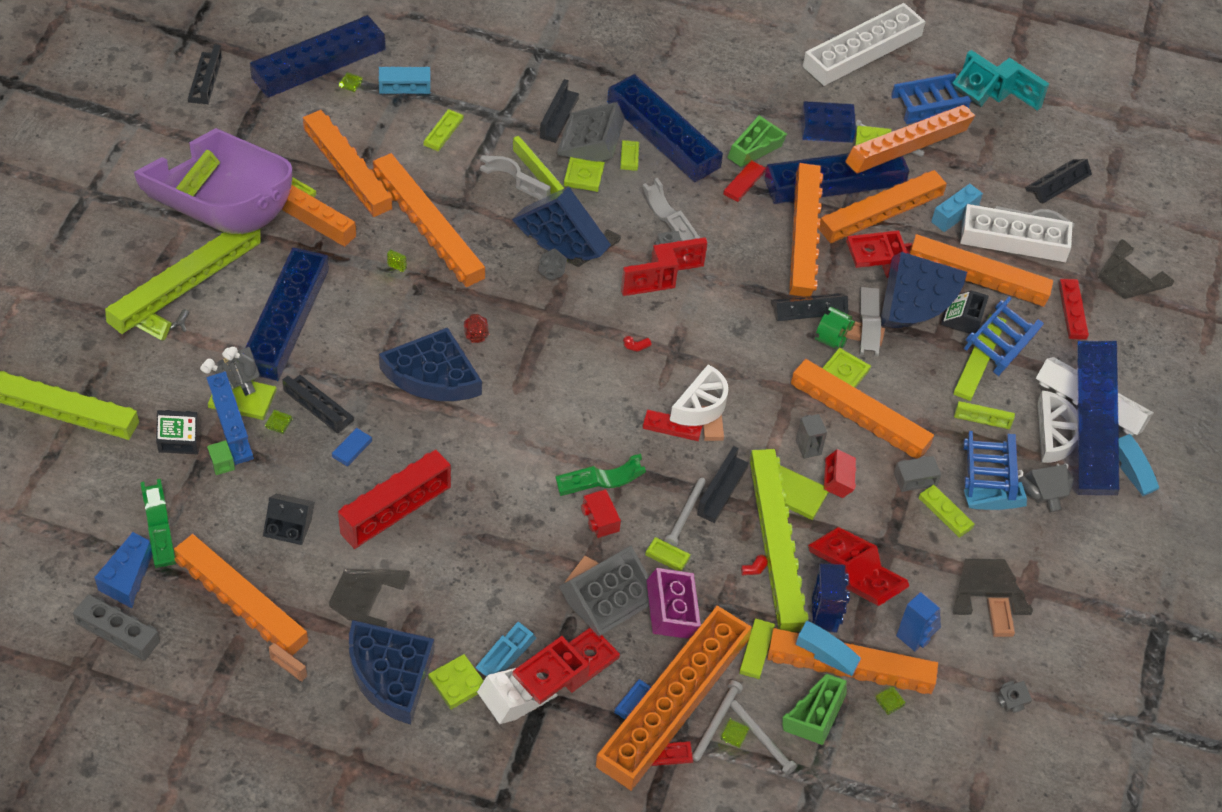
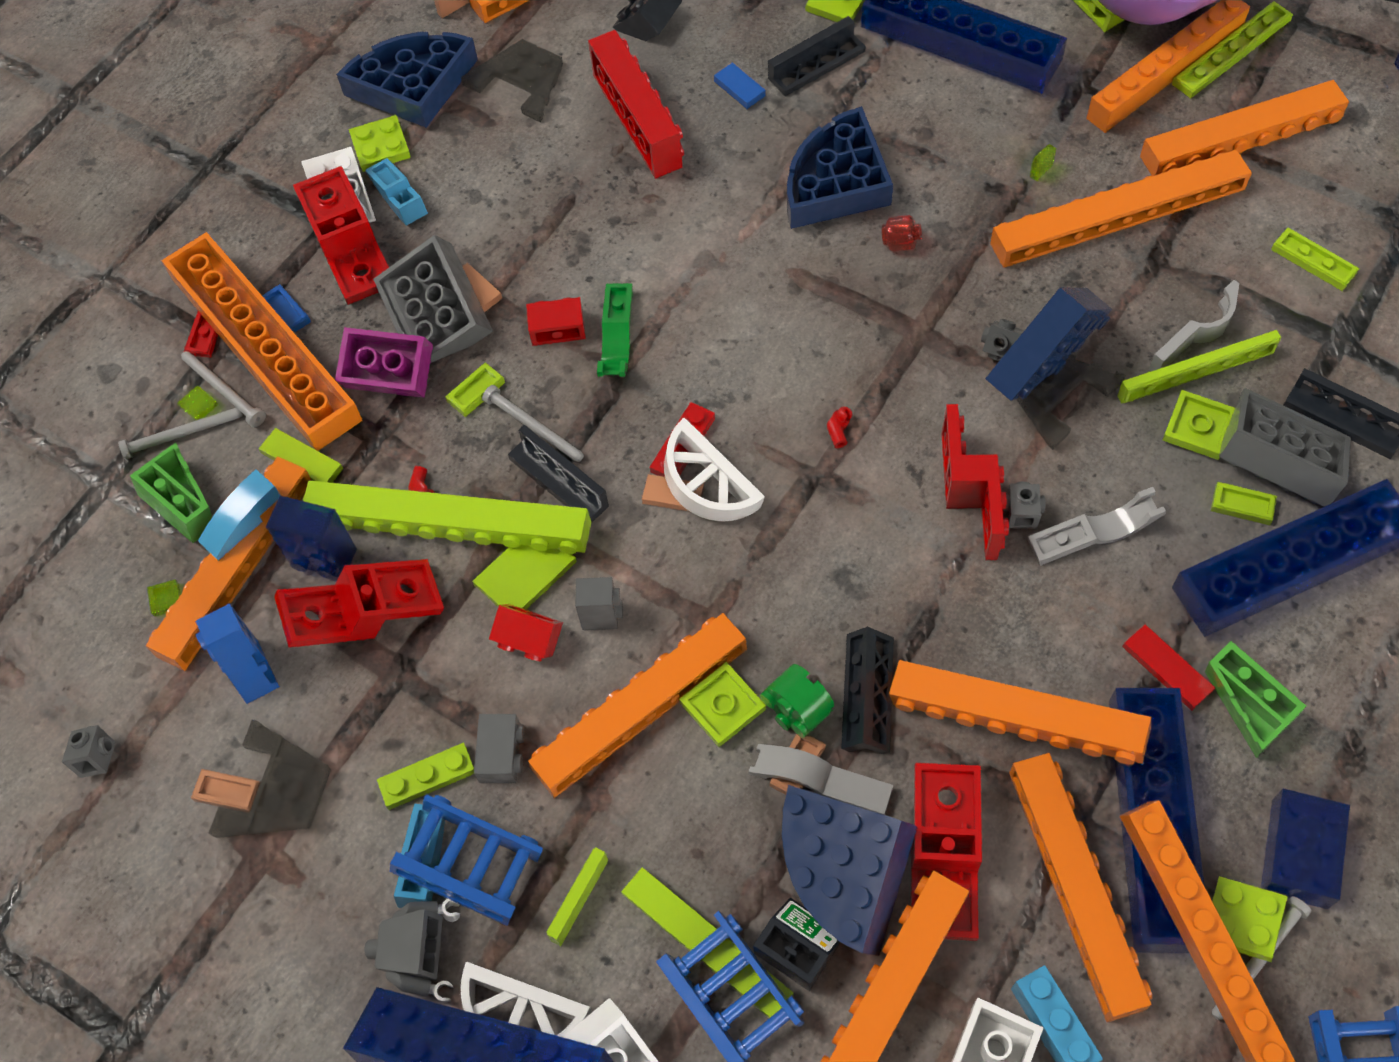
camera: 115 degrees right, 10 degrees up
(278, 421) = (797, 22): clear neon green tile -> none

